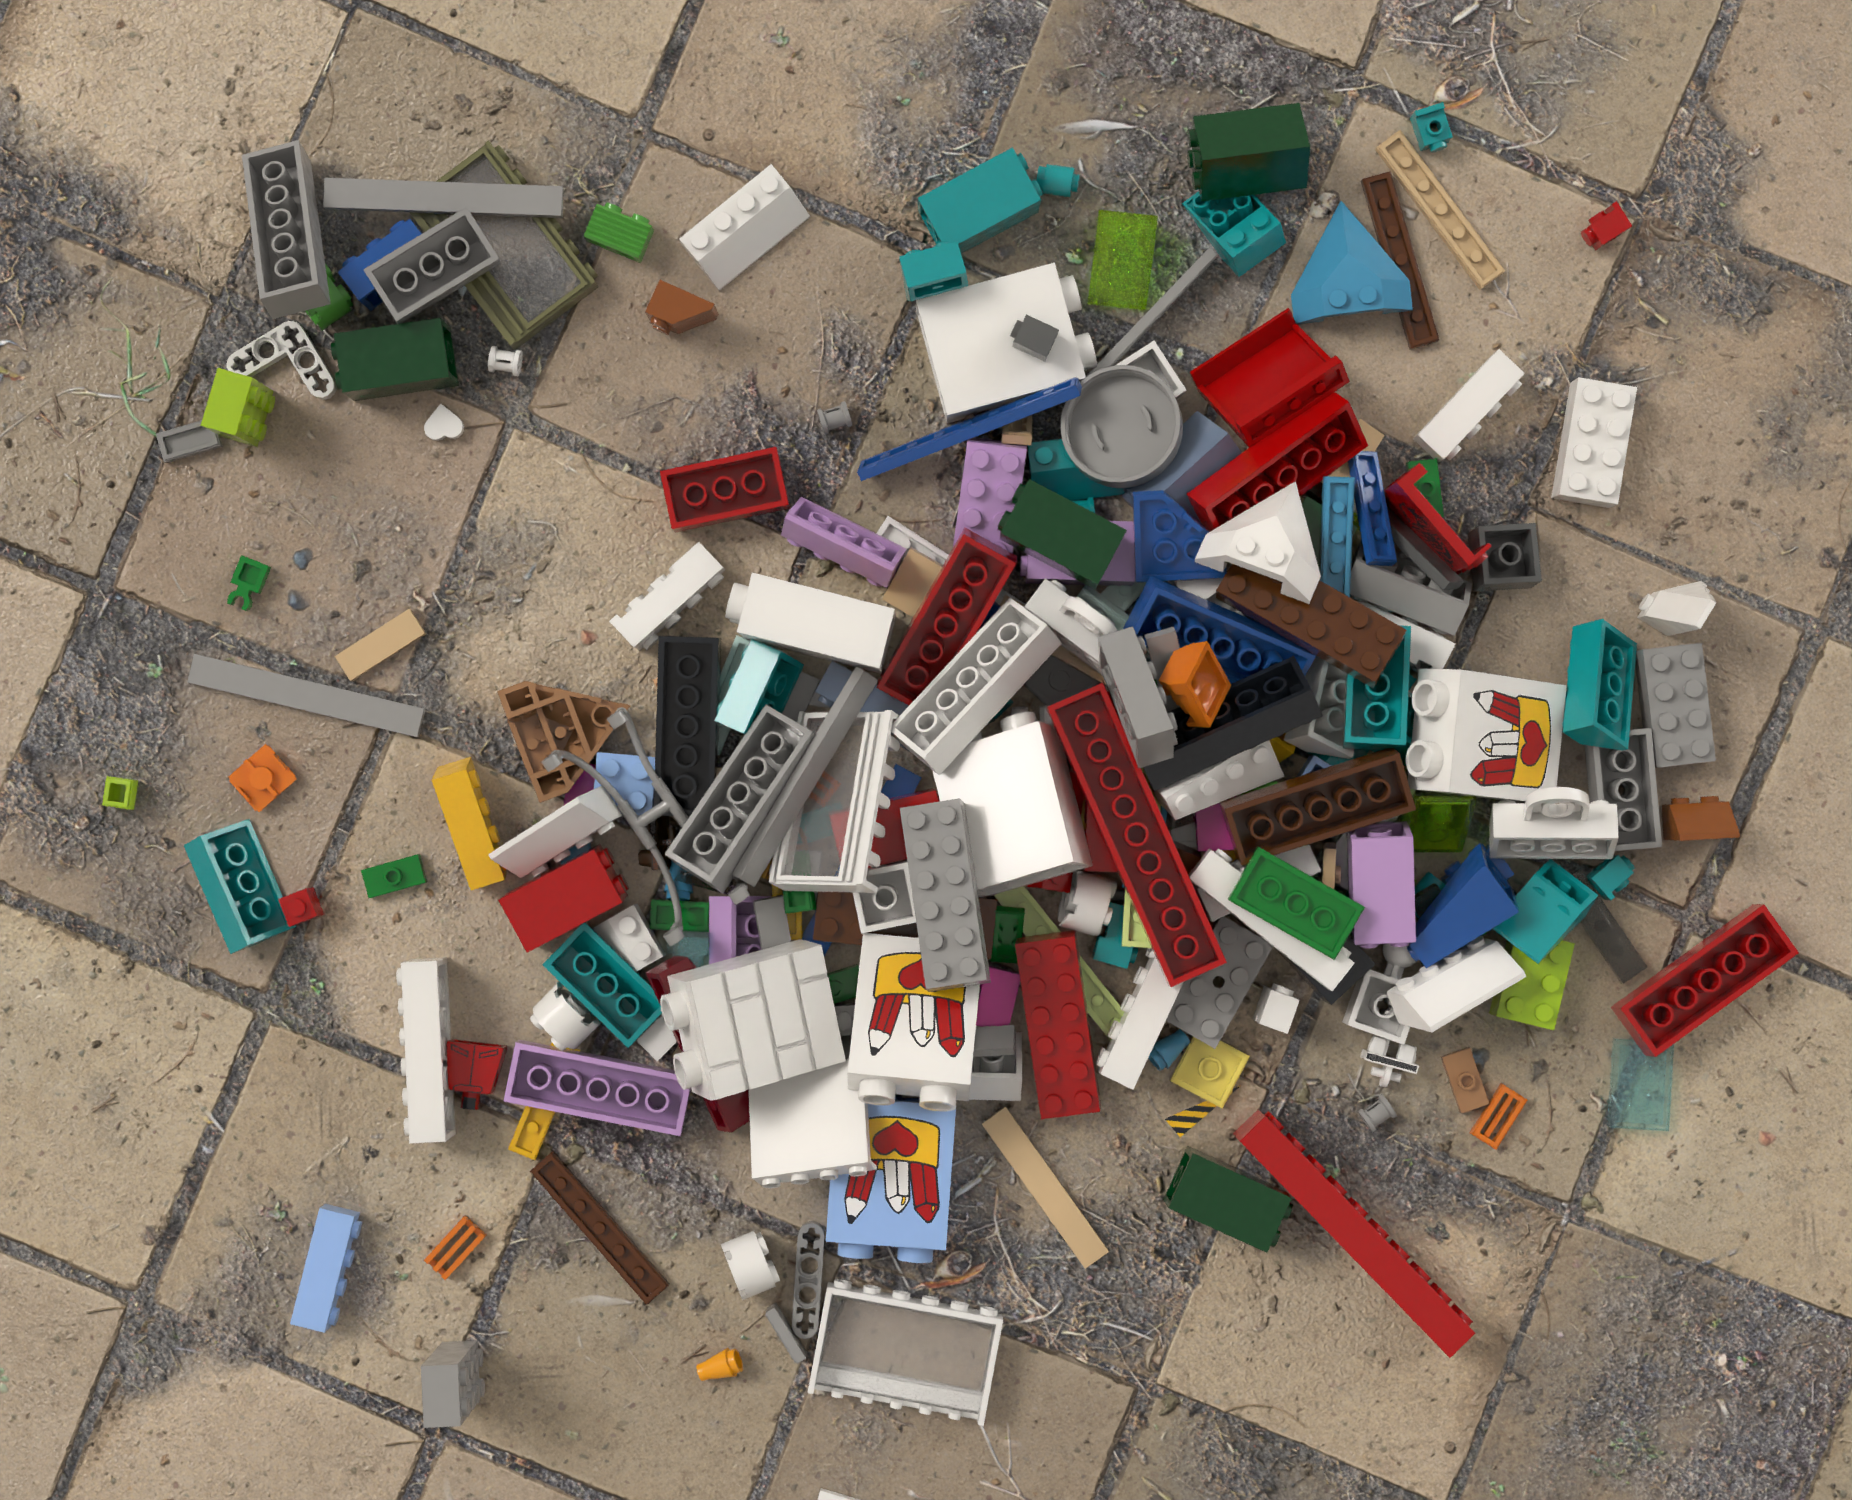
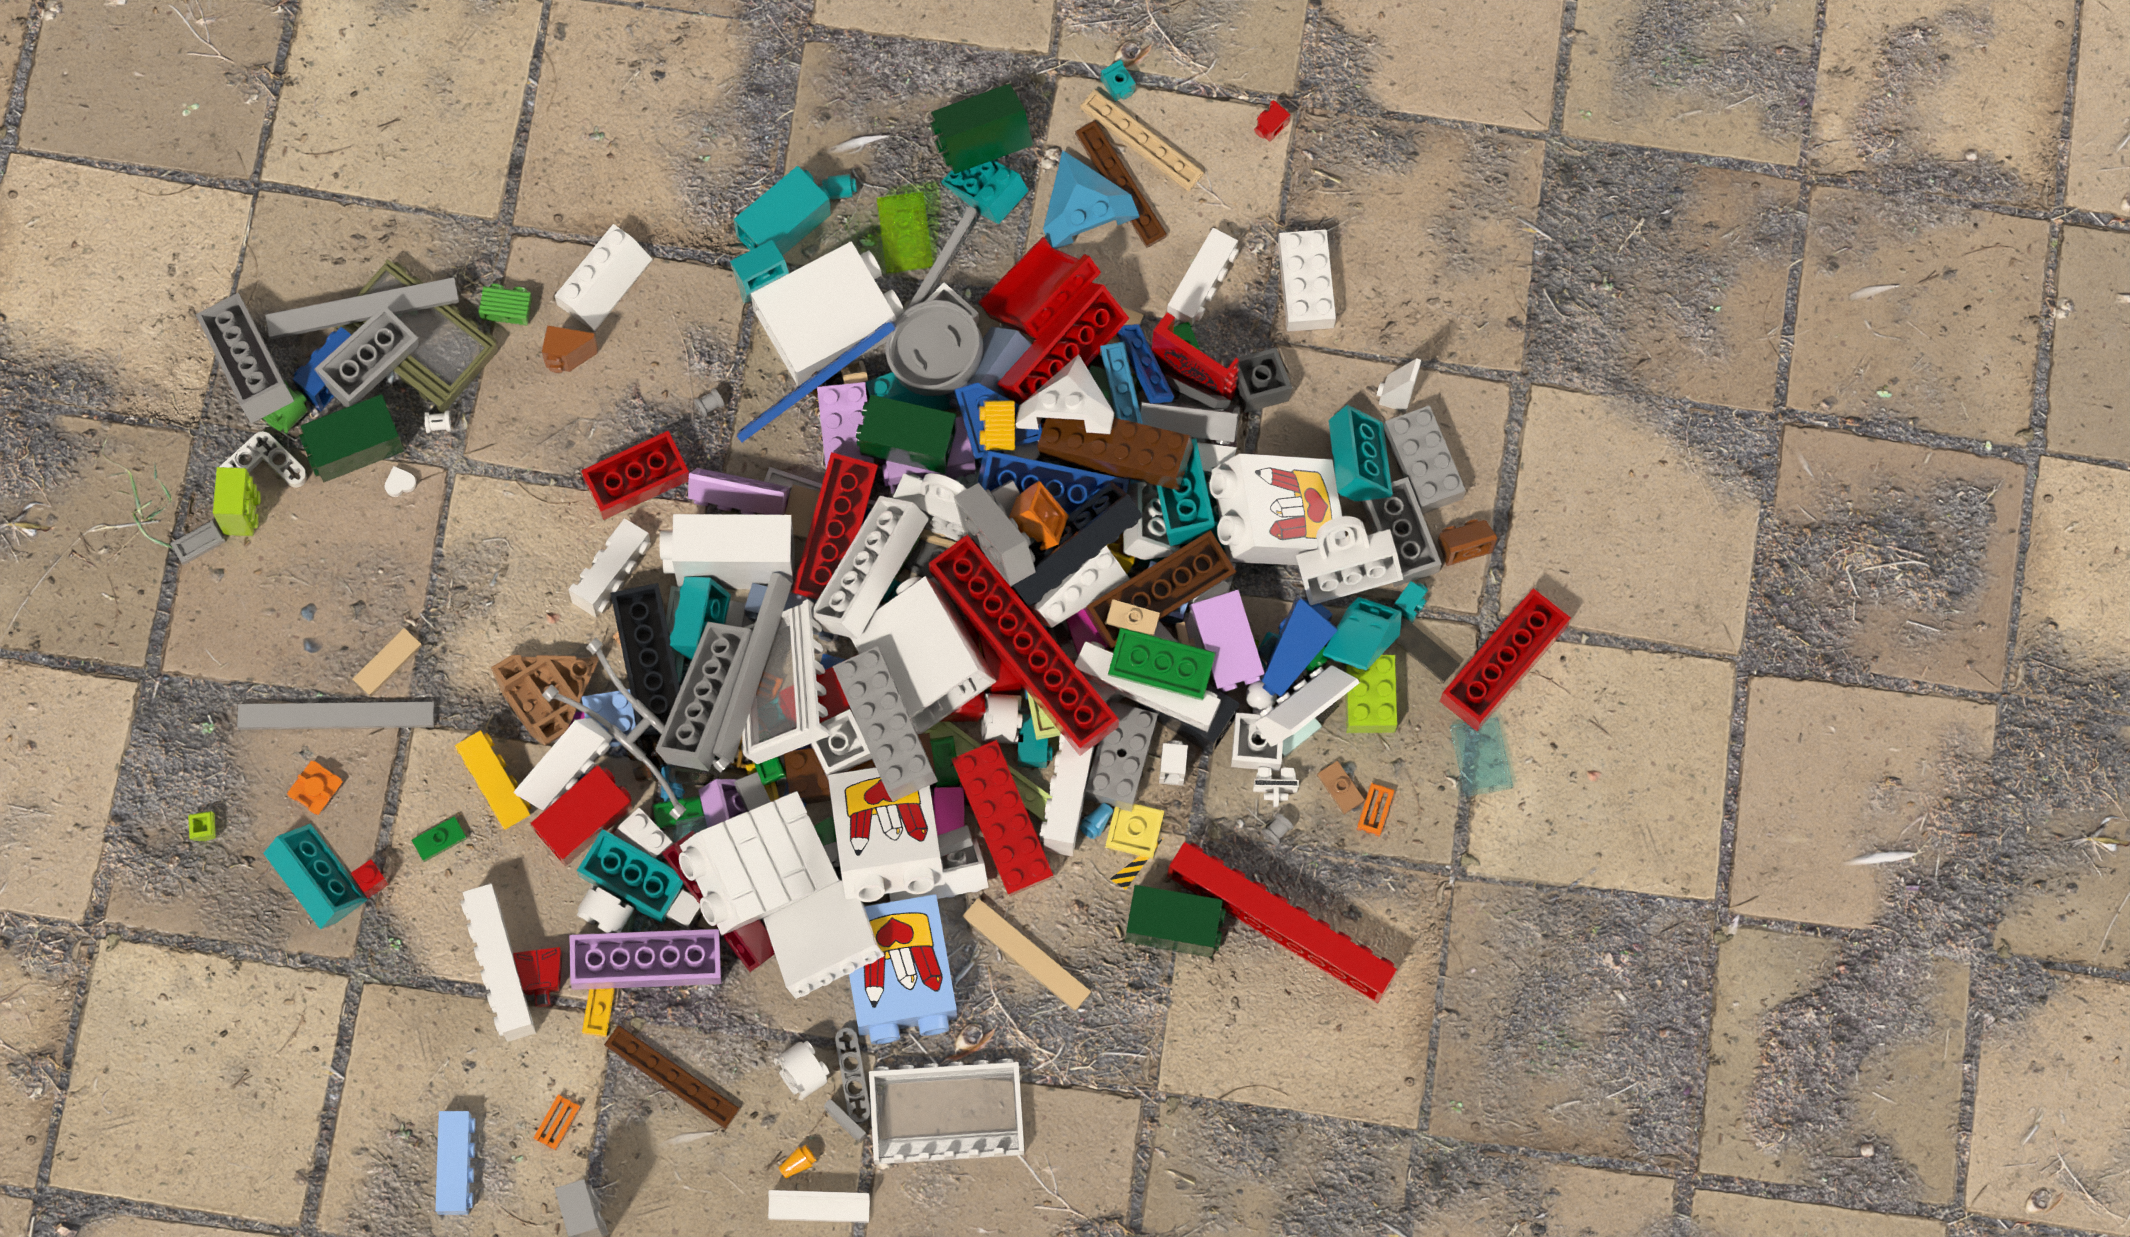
camera: 15 degrees left, 15 degrees down
(249, 577) = (269, 634): green plate -> none
(732, 1423) = (819, 1206): none -> white panel
(1034, 337) = (849, 297): dark grey brick -> none
(1175, 552) = (998, 425): none -> yellow brick
(1275, 838) = (1132, 617): none -> tan plate
(1440, 822) = (1261, 585): clear neon green slope -> none

